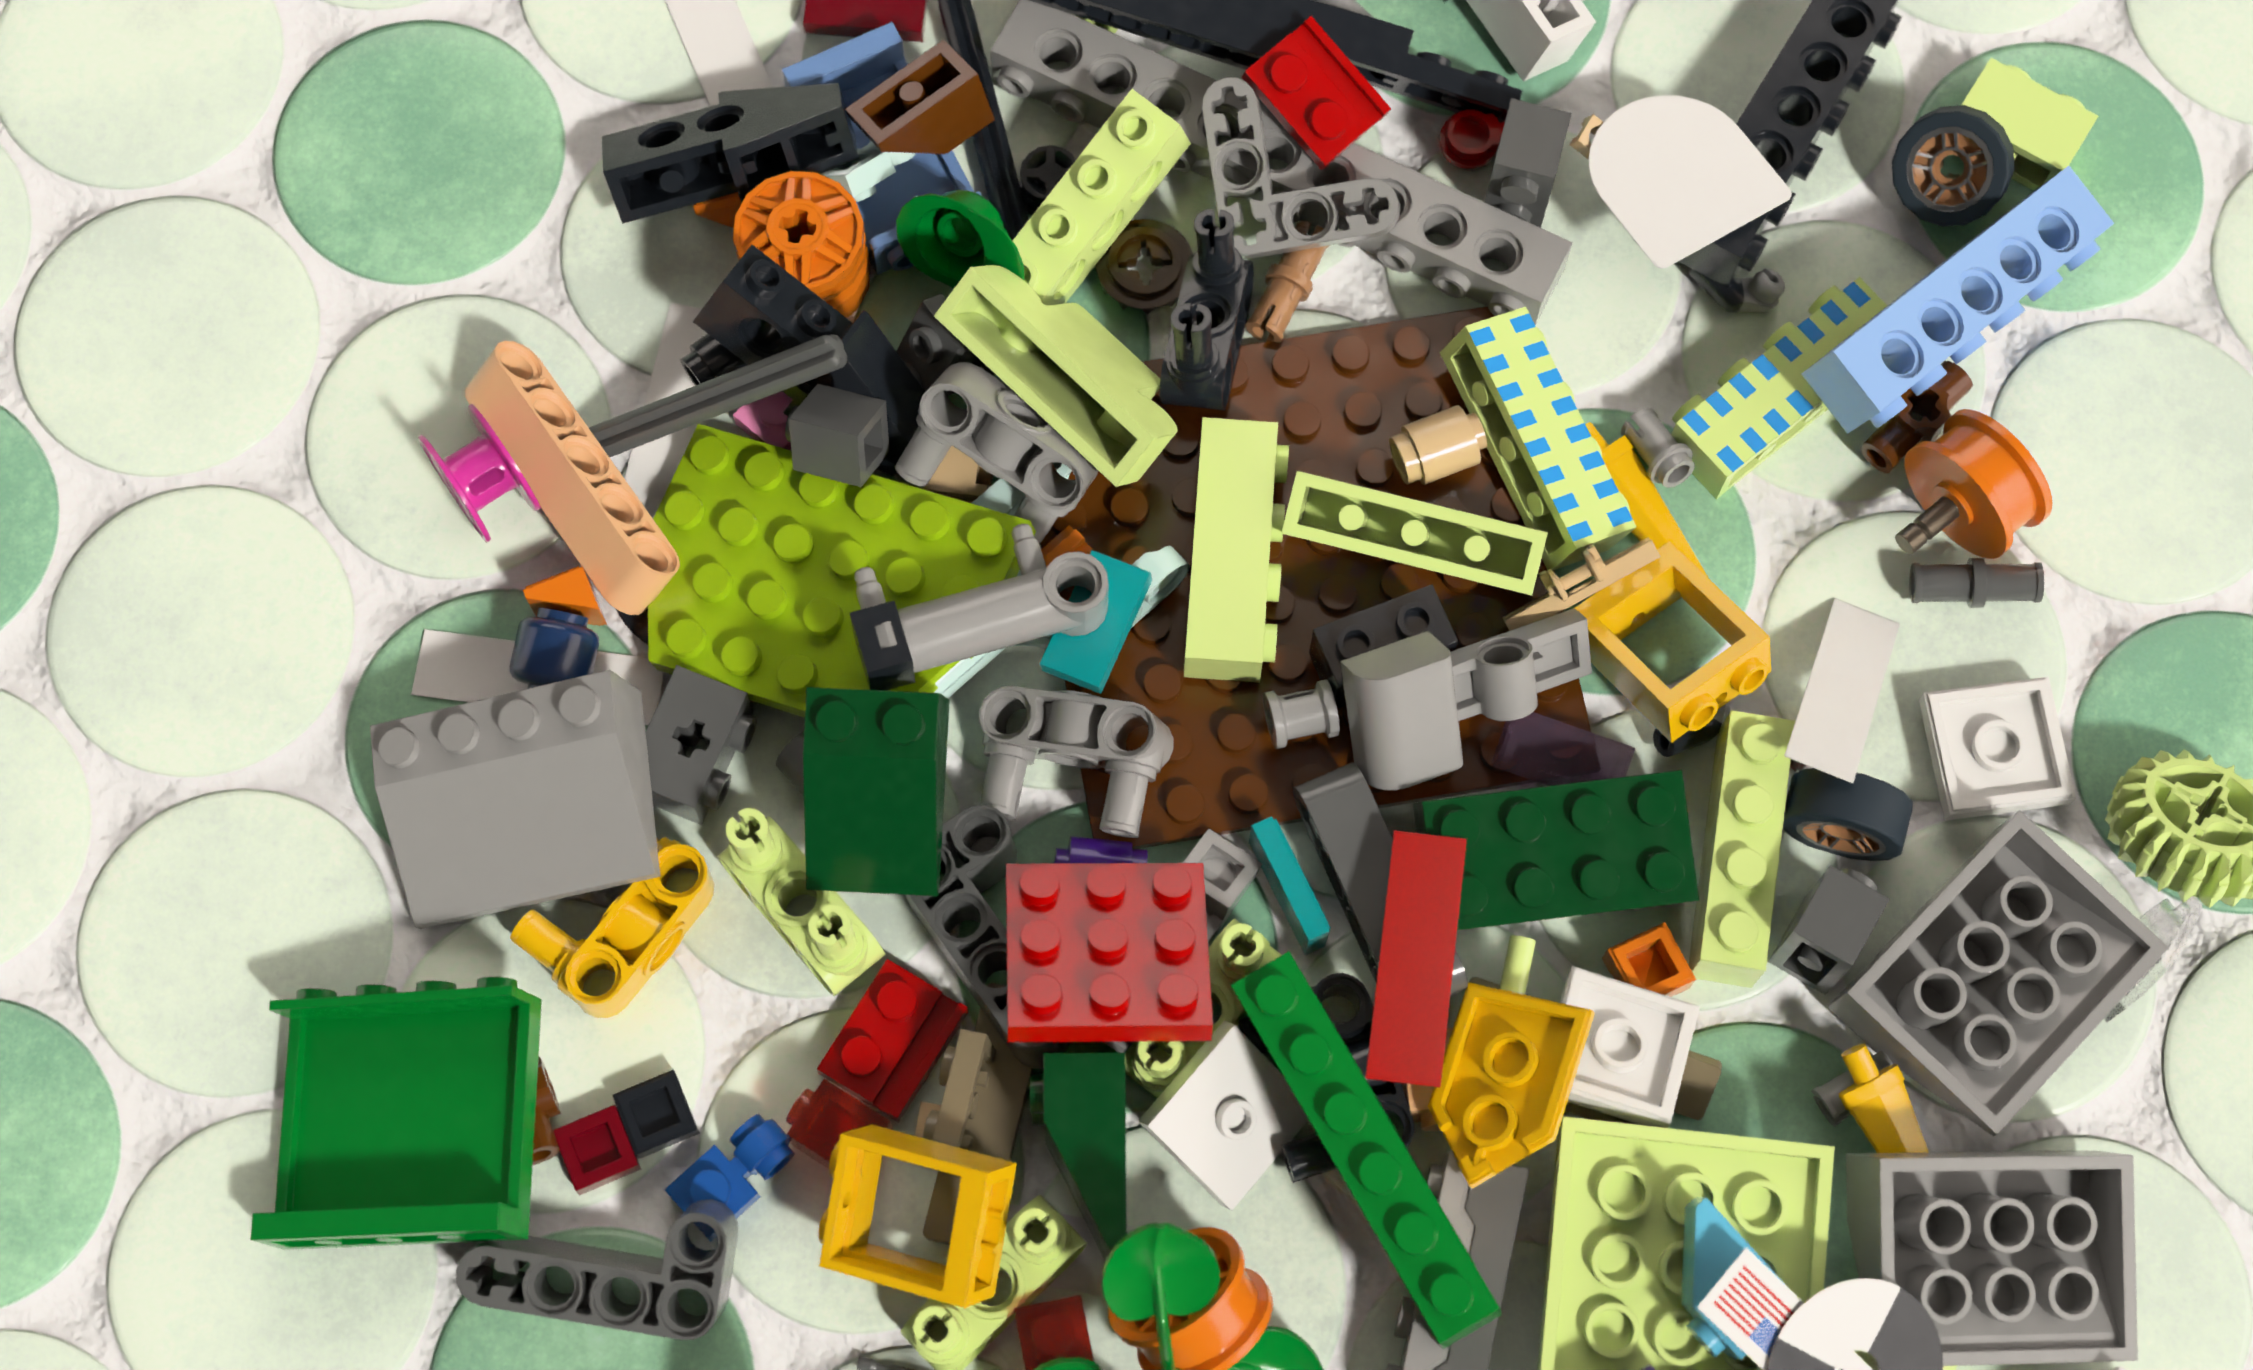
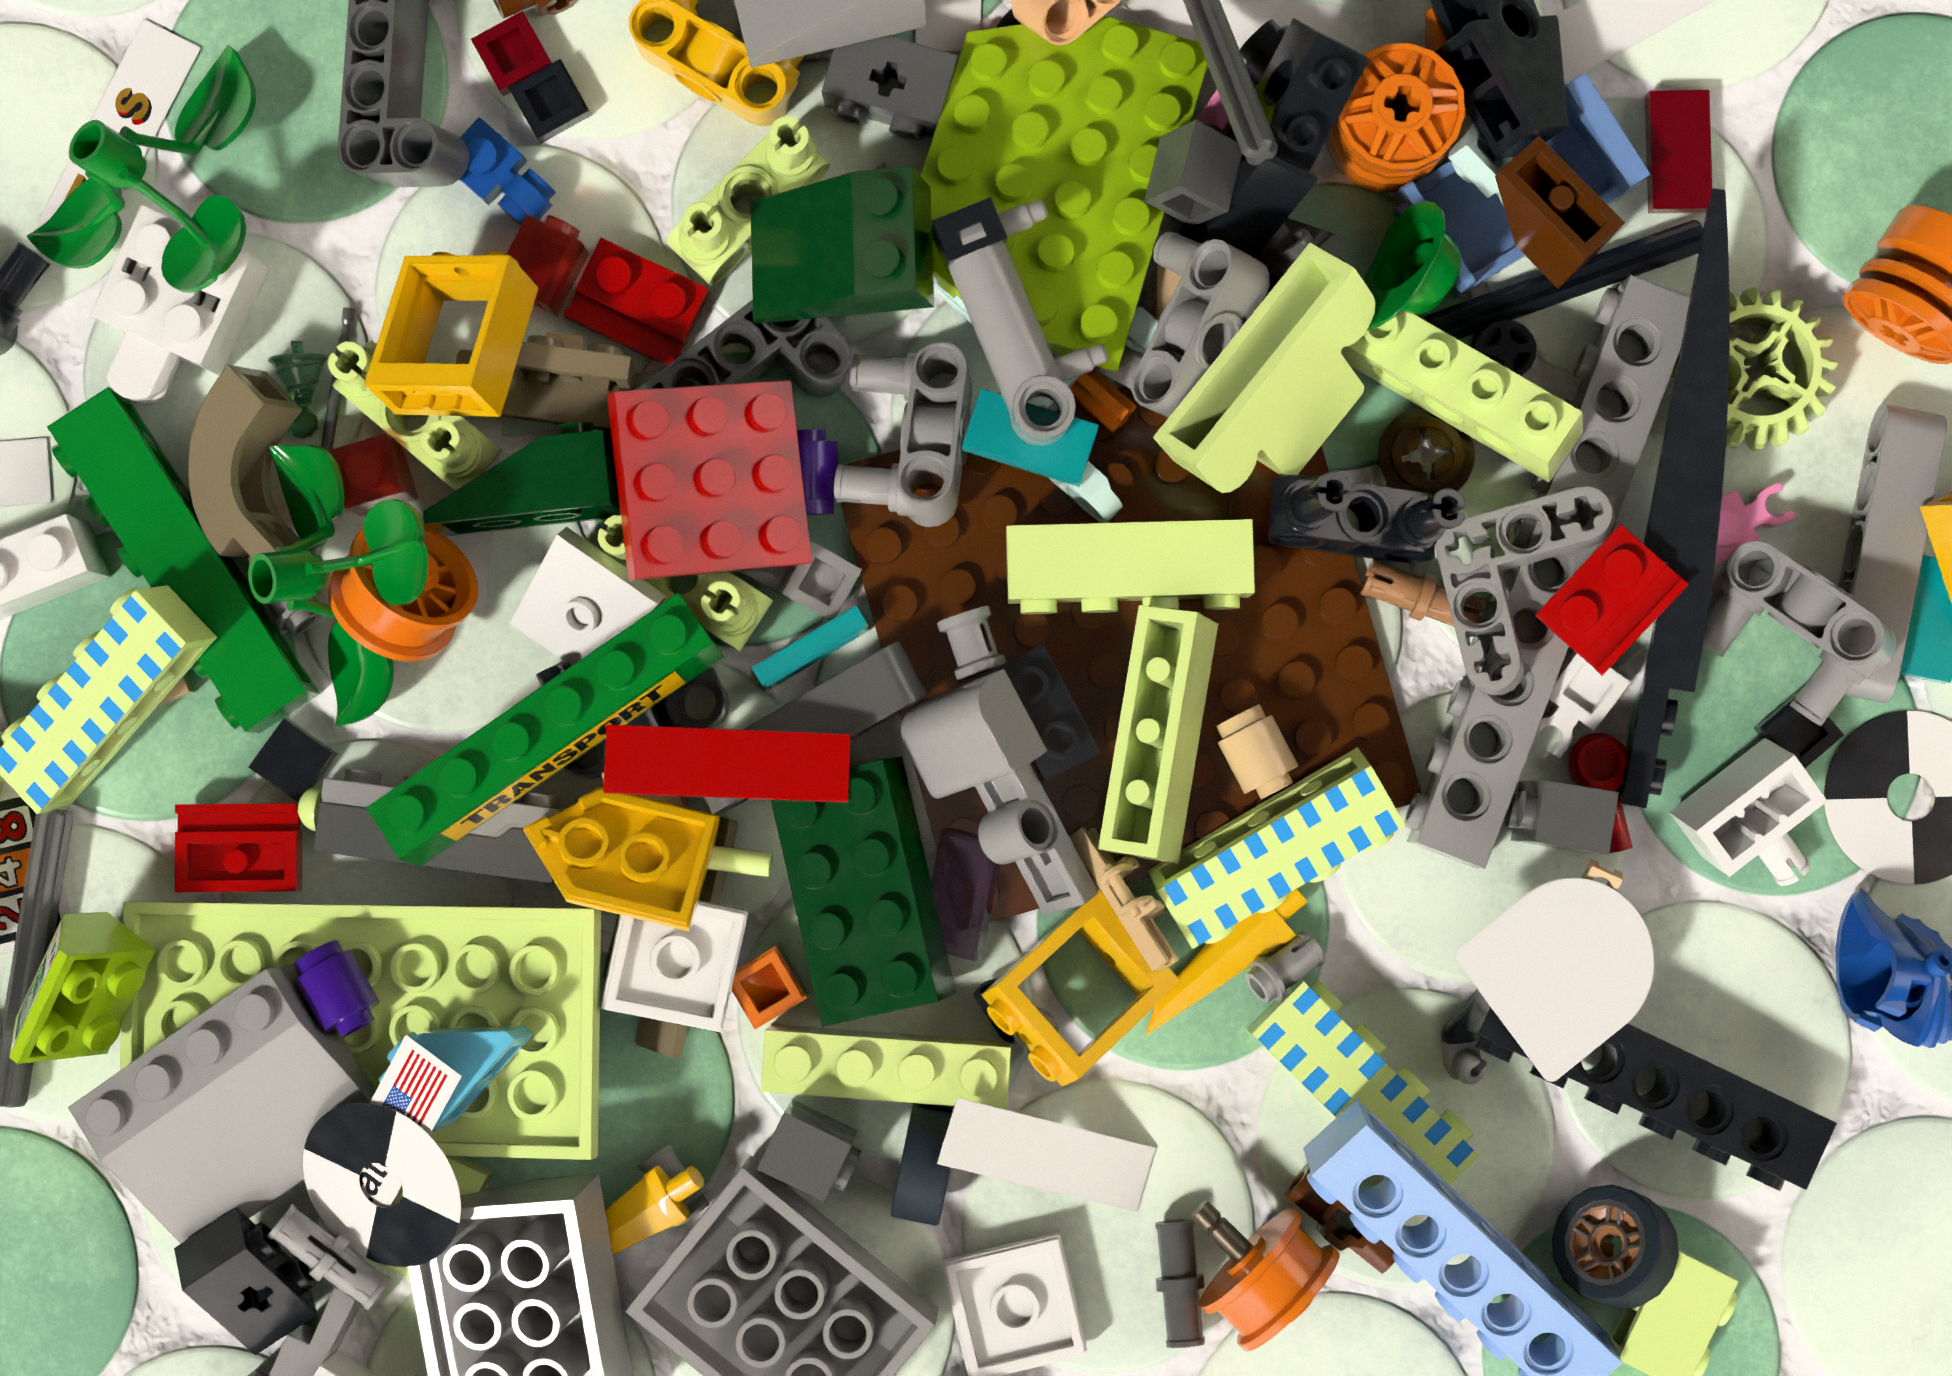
camera: 85 degrees right, 15 degrees up
(1407, 141) = (1580, 696): none -> white plate

